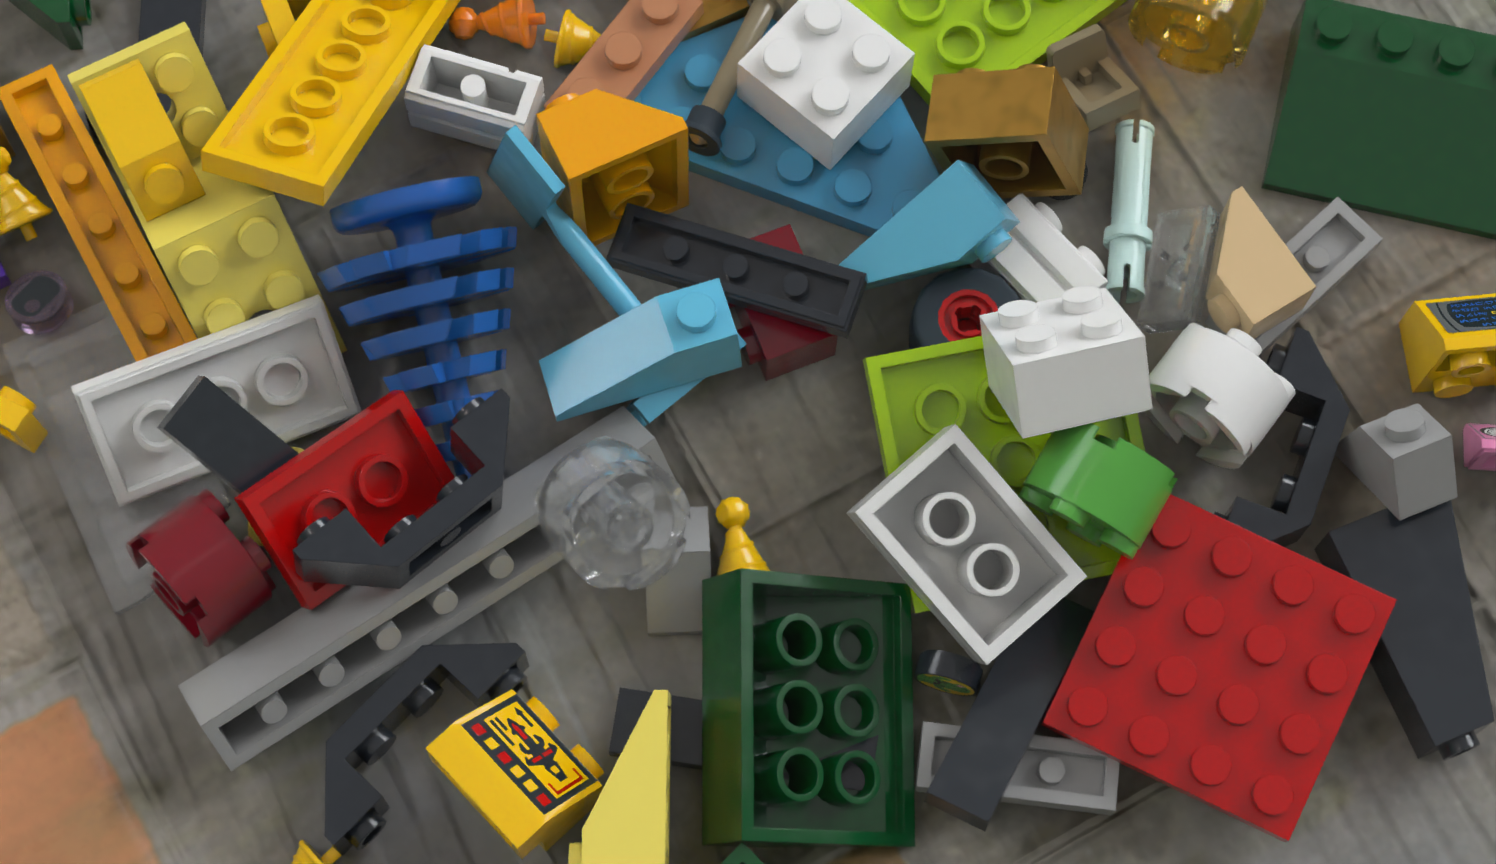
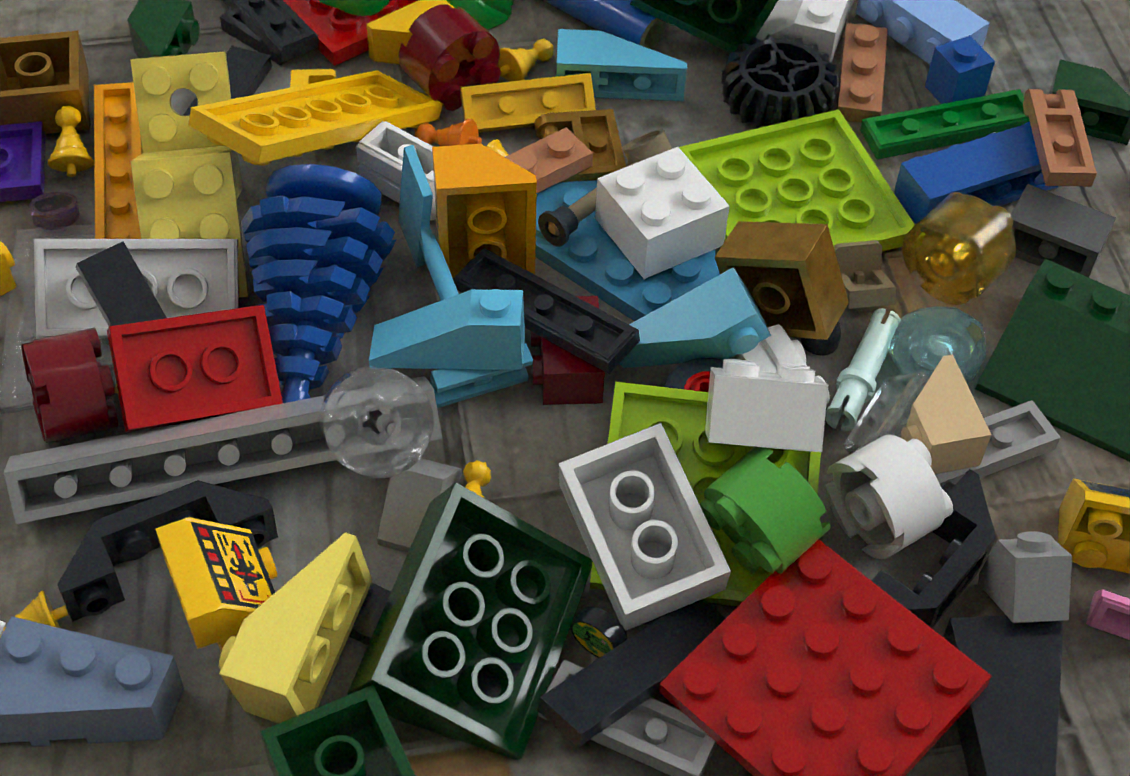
camera: 20 degrees right, 20 degrees down
(142, 140) = (161, 106): yellow slope -> none
(346, 553) = (163, 386): black slope -> none
(1209, 153) = (934, 333): none -> clear light blue hat

